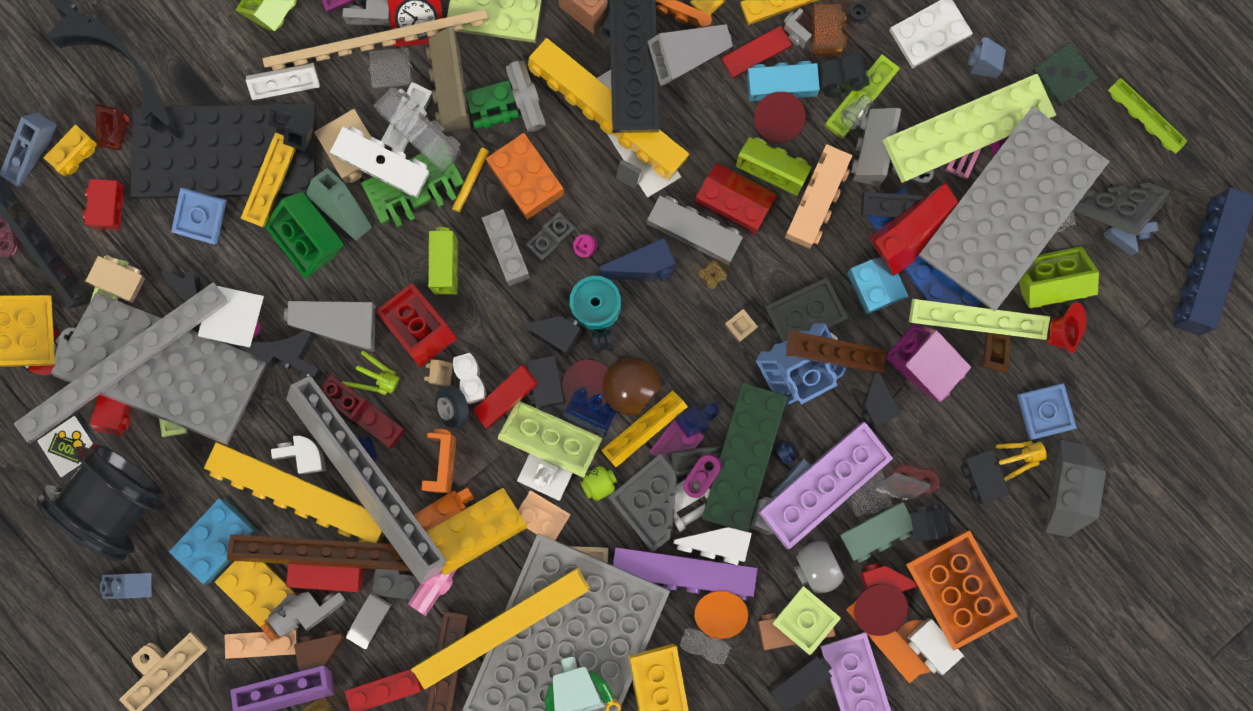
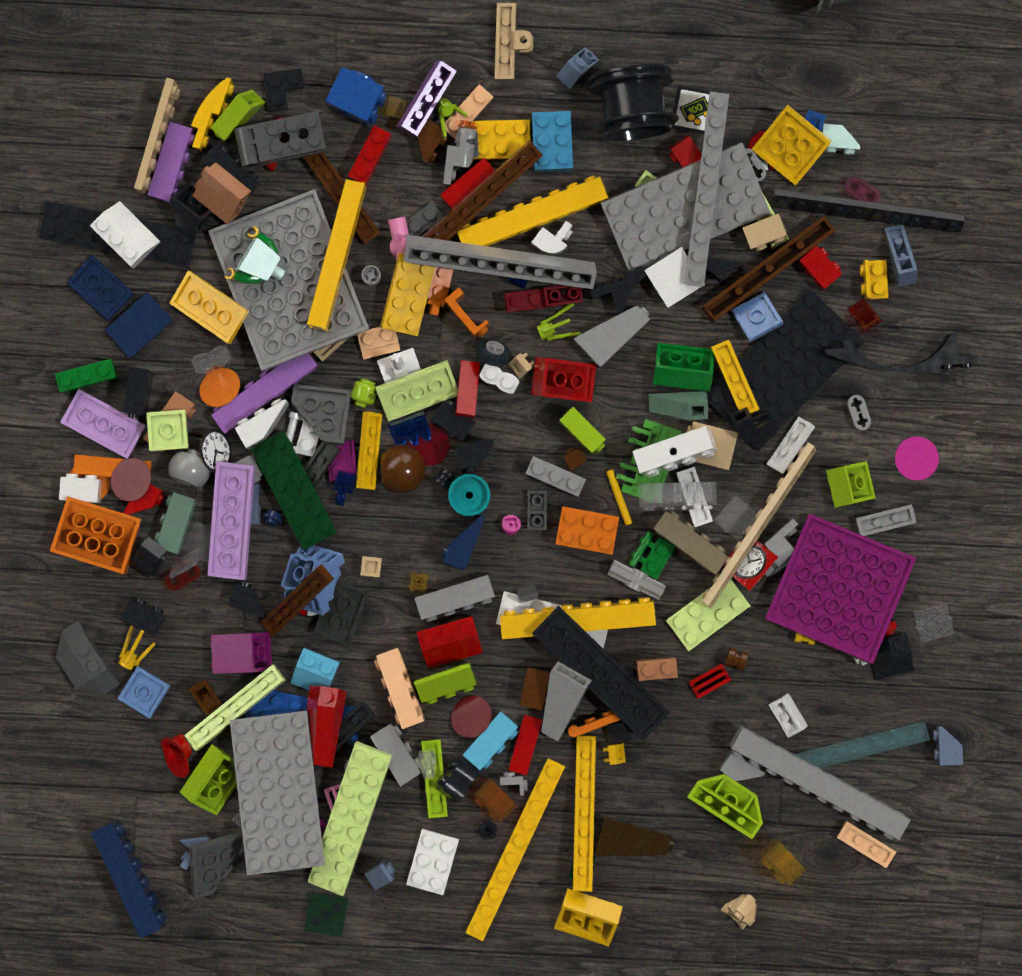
camera: 135 degrees right, 5 degrees up
(147, 246) = (768, 269): none -> reddish brown tile
(199, 54) = (862, 410): none -> light grey beam
(276, 665) = (446, 109): none -> lime plant
(368, 620) = (418, 185): light grey slope -> none
(474, 247) = (574, 458): none -> reddish brown plate
(486, 581) = (371, 272): none -> light grey wheel
(702, 87) = (535, 688): none -> reddish brown brick
(702, 475) = (308, 455): magenta plate -> none
(779, 563) = (215, 447): none -> sticker
(1152, 120) = (252, 935): lime plate -> none

